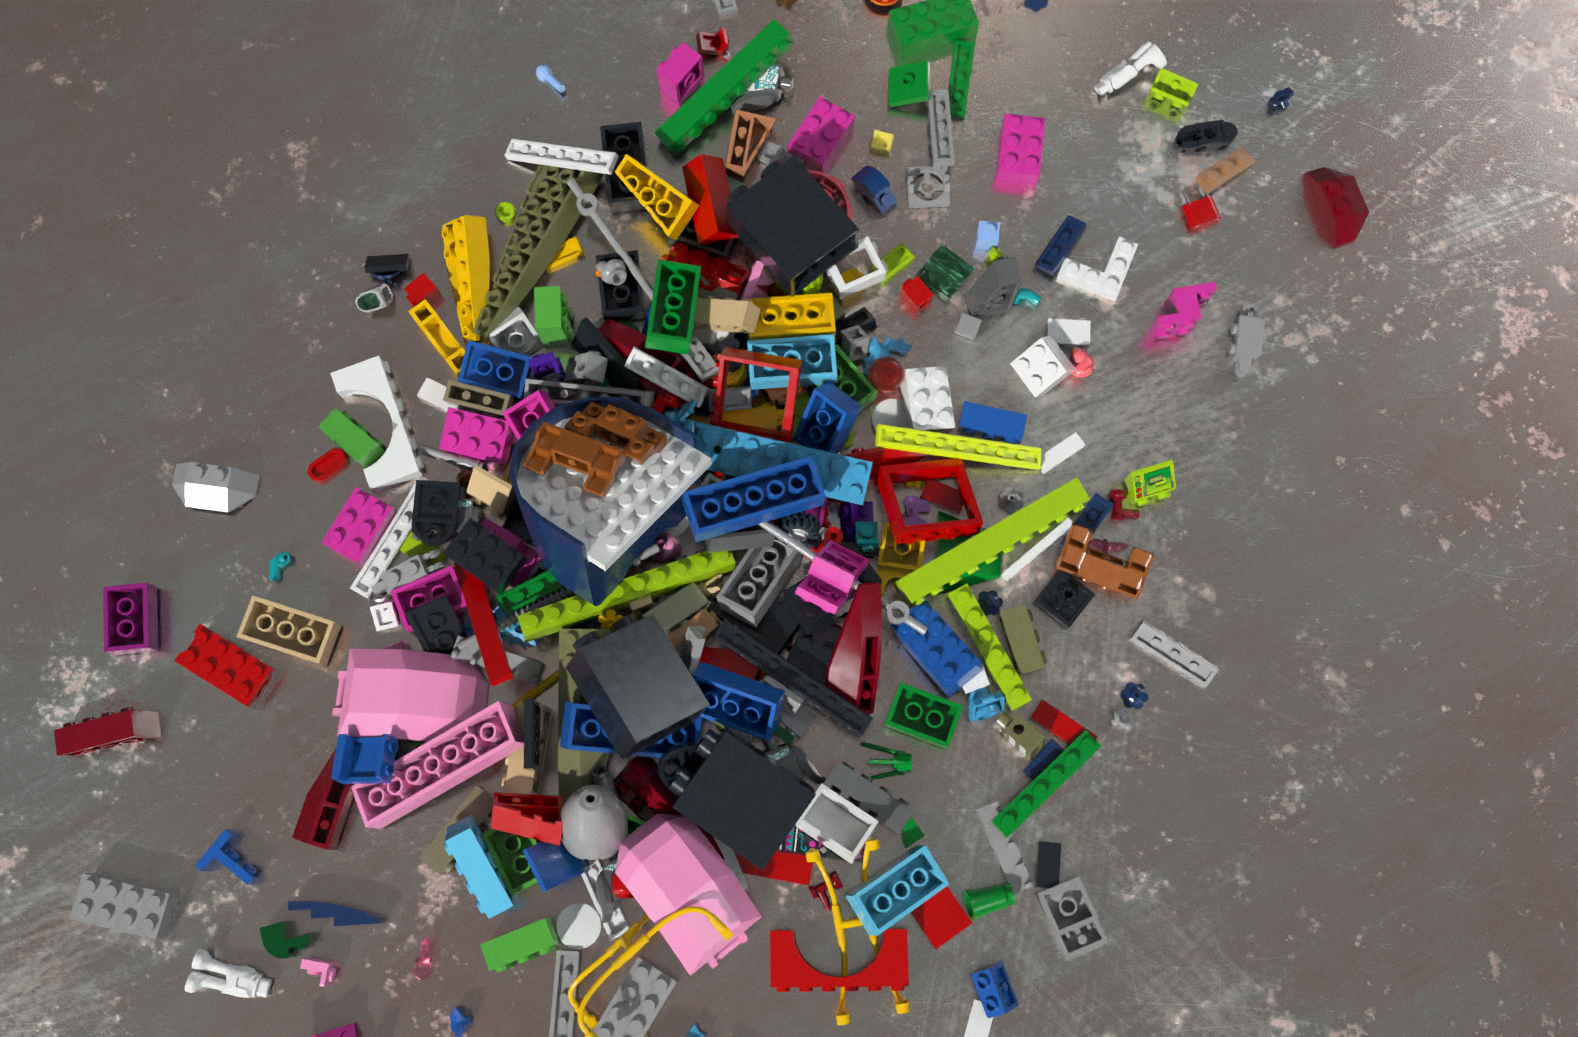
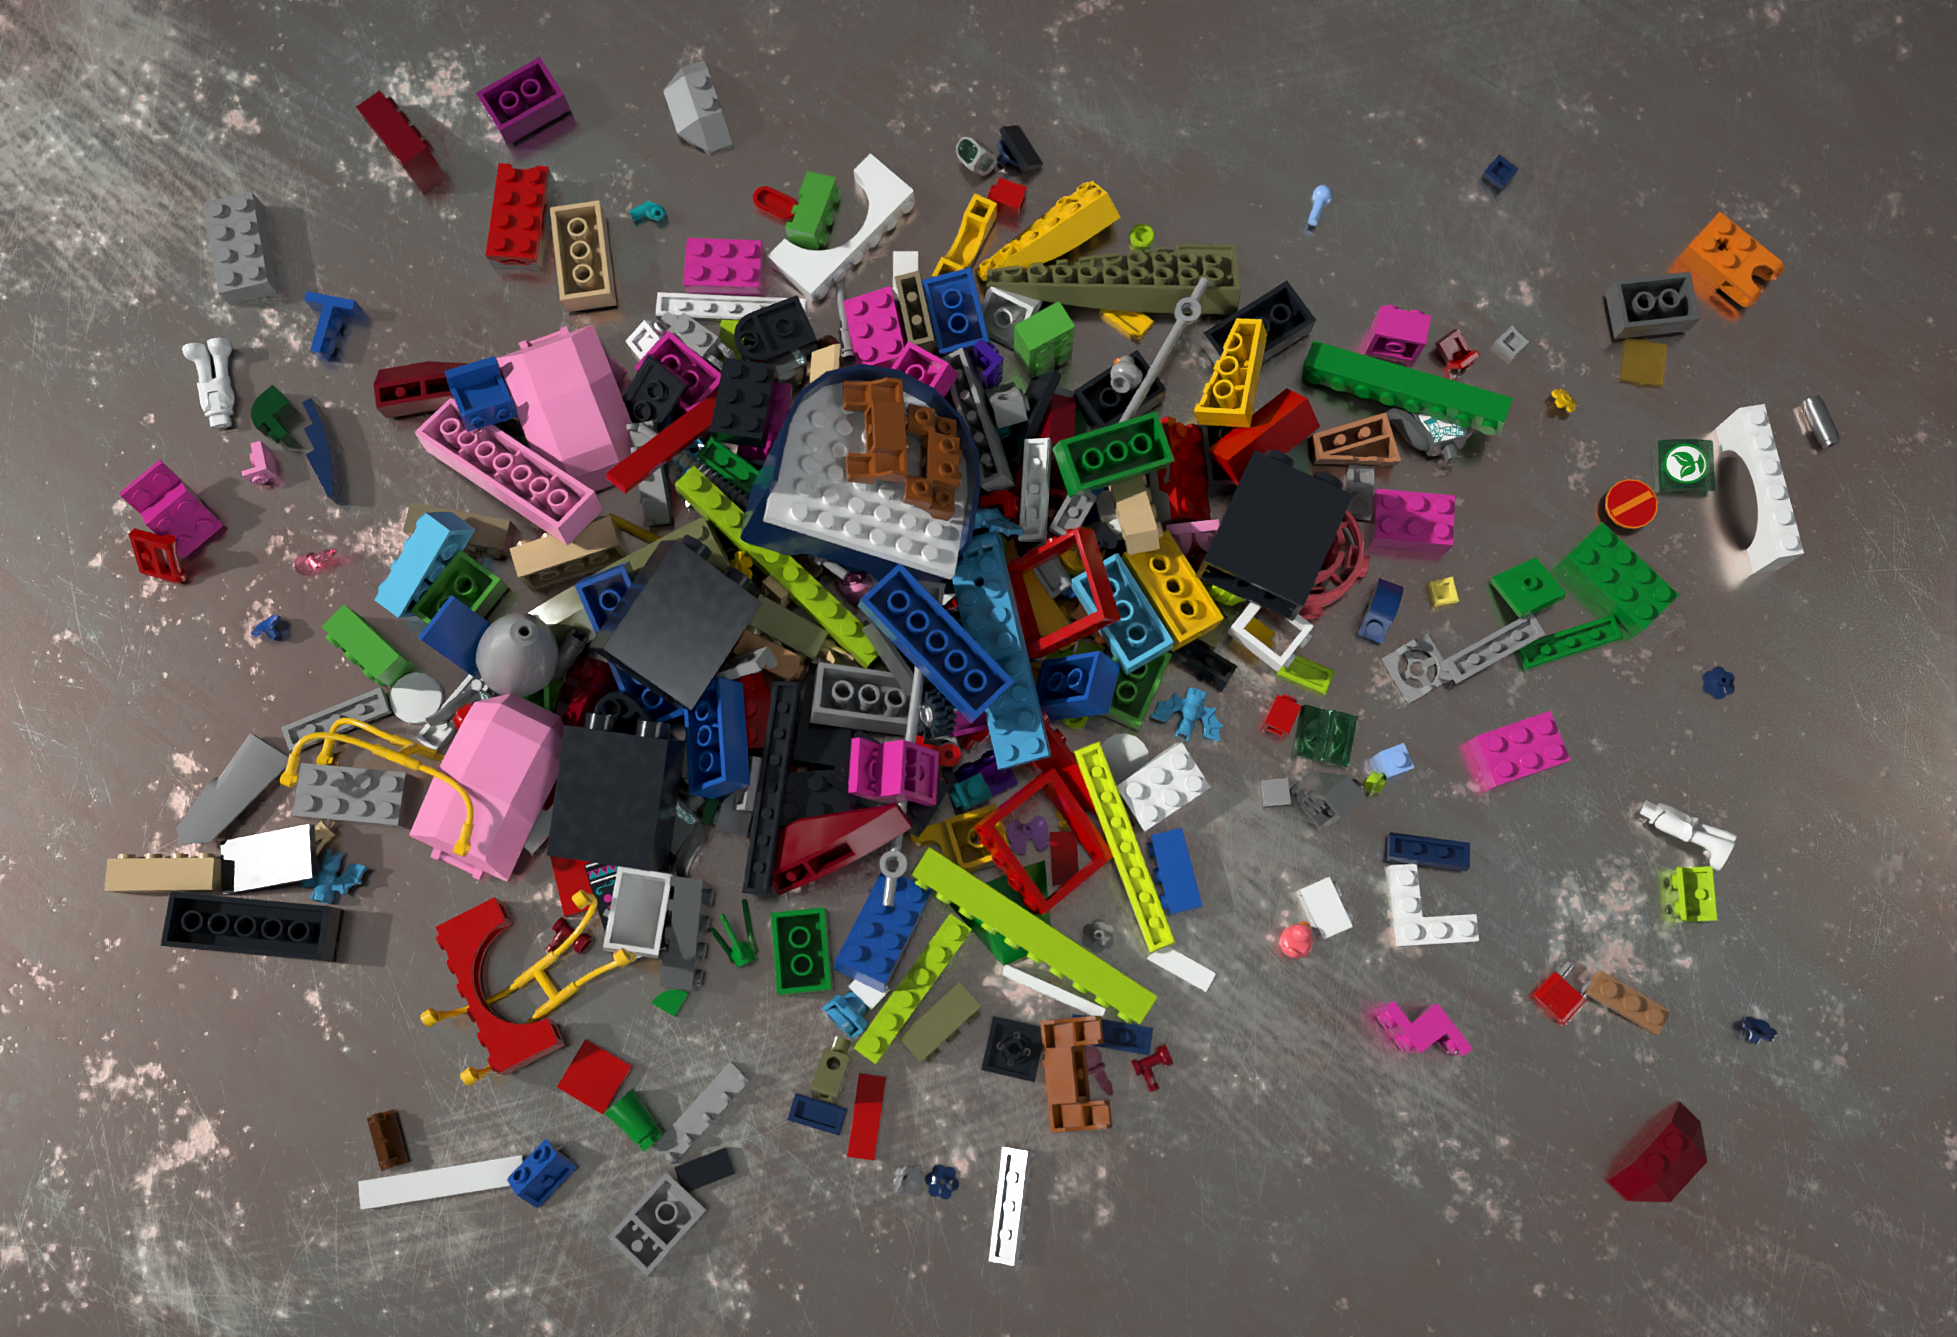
camera: 65 degrees right, 0 degrees up
(528, 816) = (494, 583): red wedge -> none
(532, 714) = (575, 544): black tile -> none
(561, 156) = (1231, 259): white tile -> none
(854, 343) = (1185, 674): light grey brick -> none
(886, 374) = (1165, 725): clear red piece -> none
(897, 890) = (596, 1012): medium azure brick -> none
(990, 608) = (971, 974): dark blue plant -> none
(1026, 293) = (1348, 838): teal arm -> none
(1042, 366) = (1268, 897): white brick -> none
(1045, 784) = (790, 1124): green plate -> none
(1150, 483) = (1194, 1086): lime slope -> none
(1220, 132) = (1672, 976): black piece -> none
(1247, 339) = (1430, 1123): light grey hinge -> none

